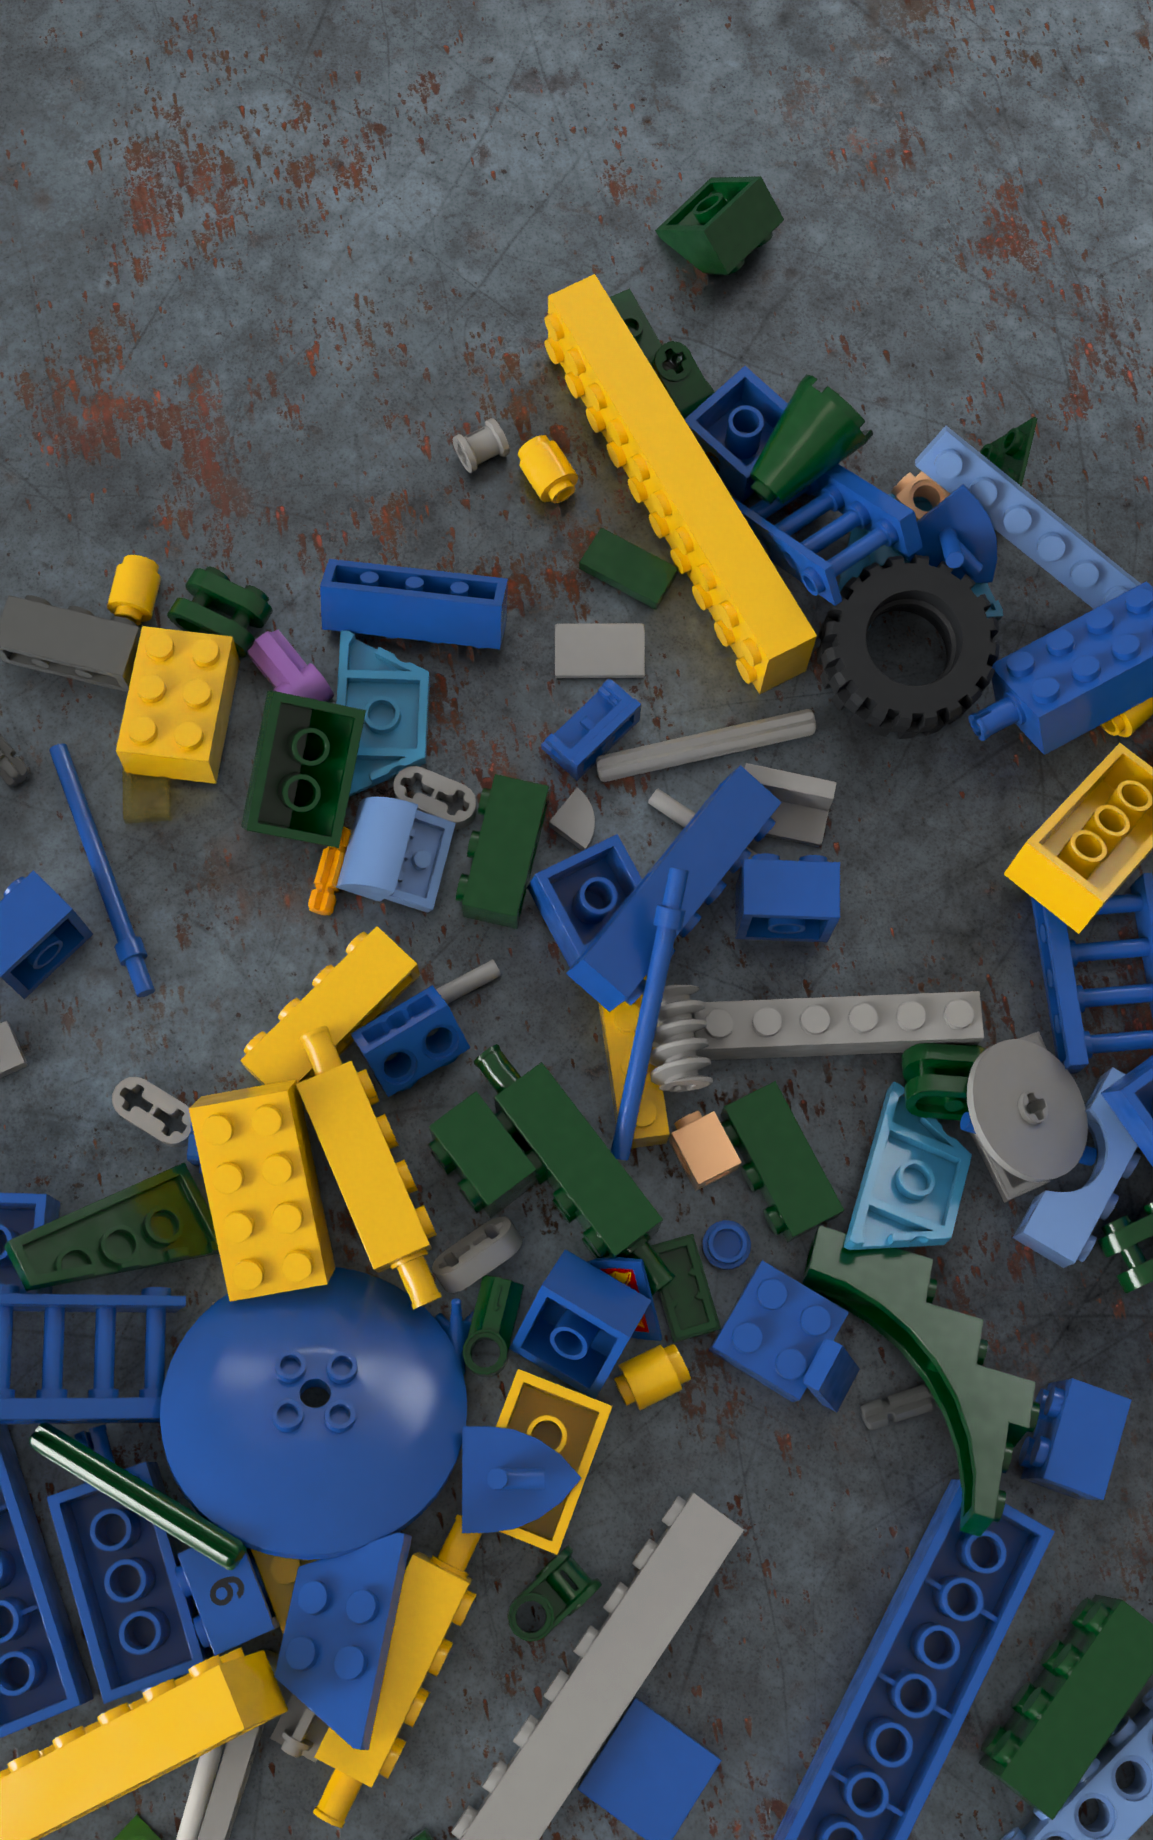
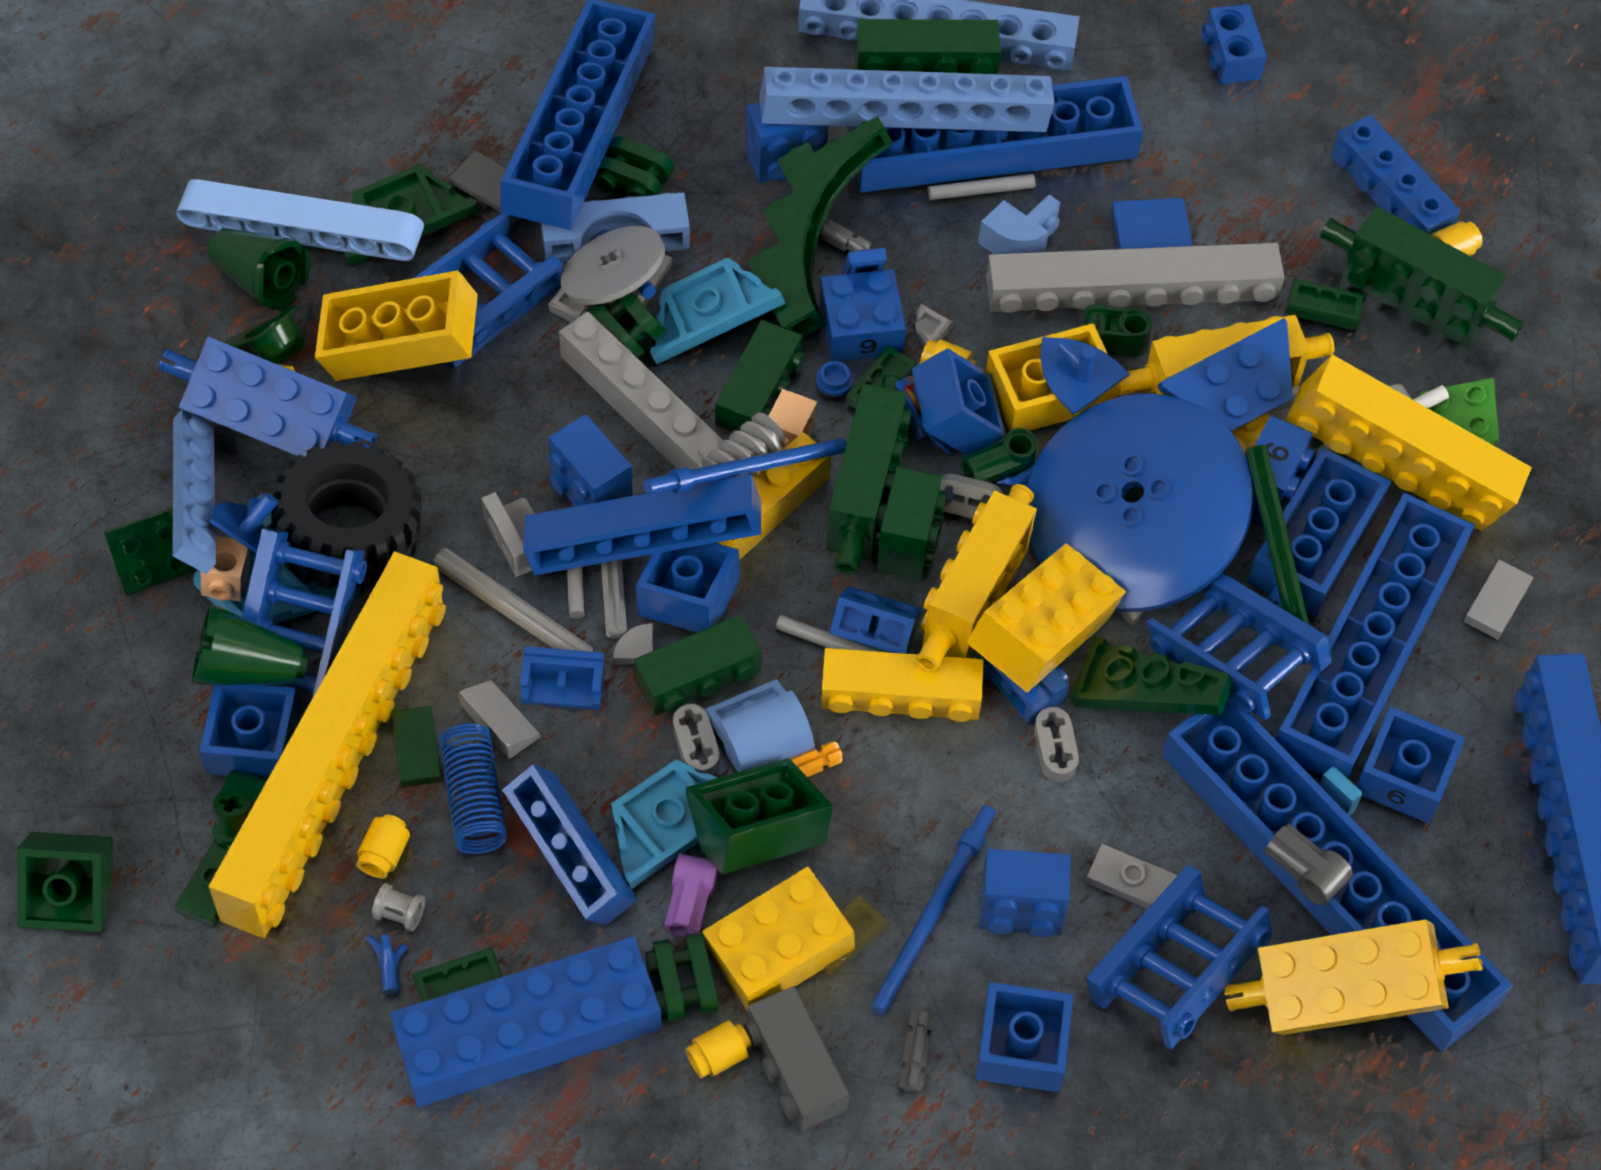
camera: 130 degrees left, 15 degrees down
(289, 462) = (526, 1021): none -> blue brick
(374, 445) = (457, 975): none -> dark green plate
(441, 410) = (388, 961): none -> blue bar
(489, 547) = (464, 753): none -> blue piece
(632, 832) = (614, 599): none -> light grey axle
(716, 1403) = (930, 325): none -> light grey tile
(759, 1596) = (1012, 232): none -> medium blue brick
(858, 1627) = (981, 187): none -> light grey bar
(998, 1587) = (906, 99): none -> medium blue brick

